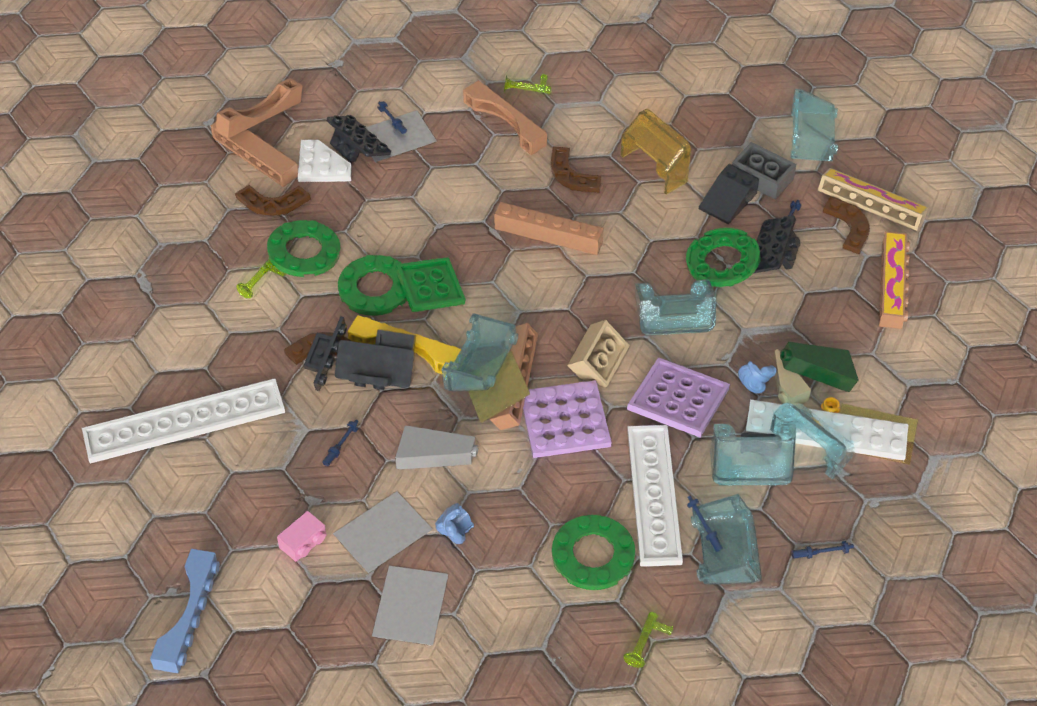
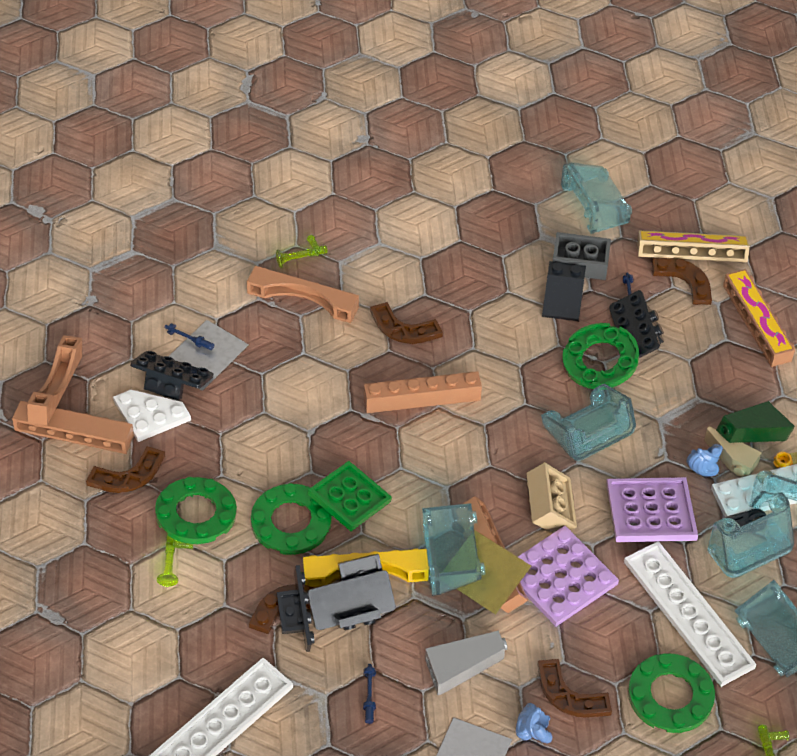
camera: 30 degrees left, 0 degrees up
(499, 519) = (567, 700): none -> reddish brown plate
(662, 145) = (479, 265): clear yellow windscreen -> none
(712, 536) = (765, 629): dark blue piece -> none

